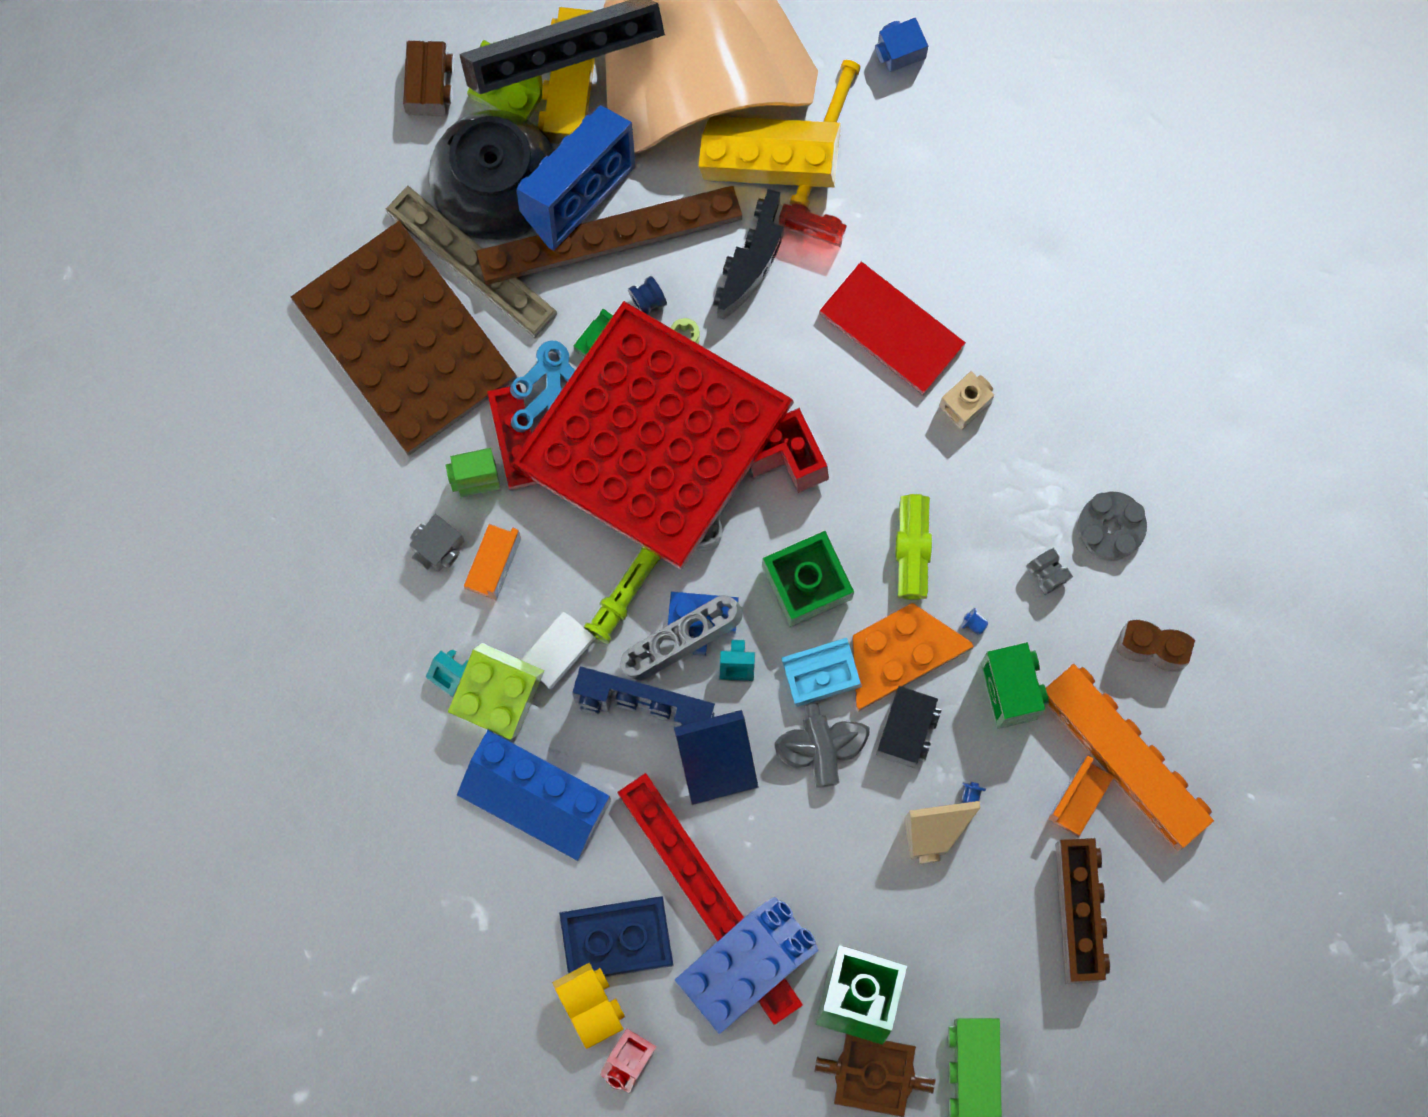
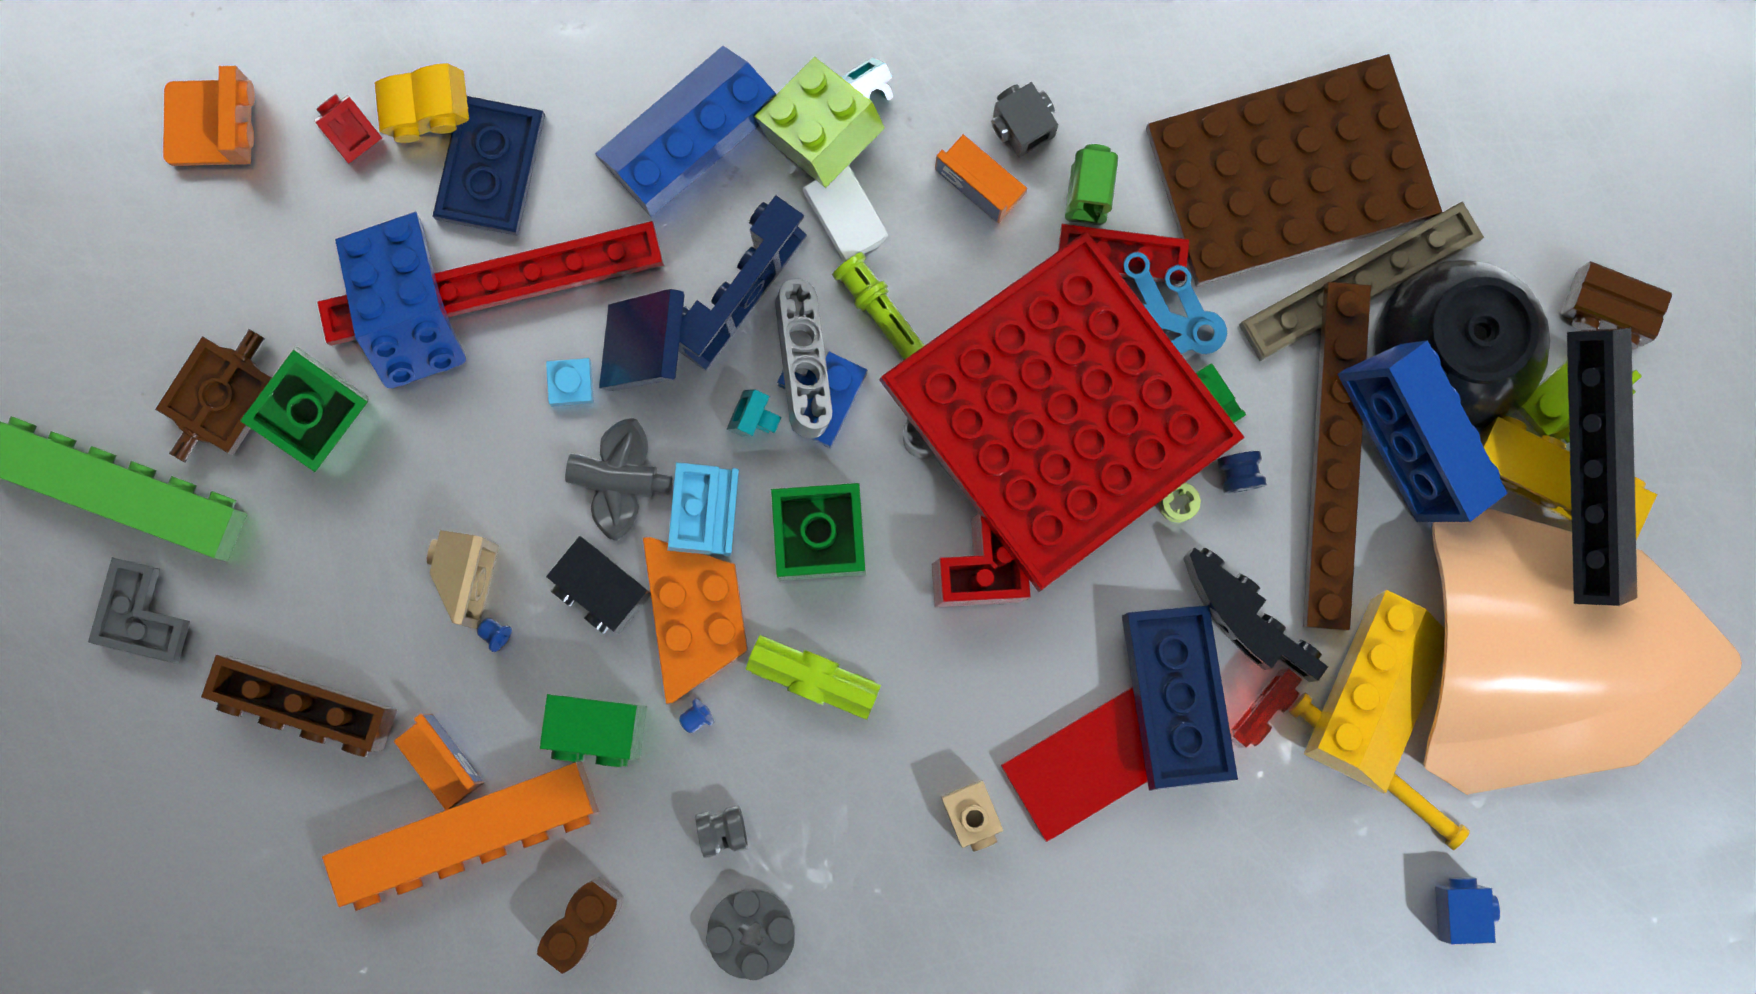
camera: 110 degrees right, 5 degrees up
(762, 810) = (570, 382): none -> medium azure plate
(828, 284) = (1179, 697): none -> dark blue plate
(1071, 1075) = (124, 616): none -> dark grey plate

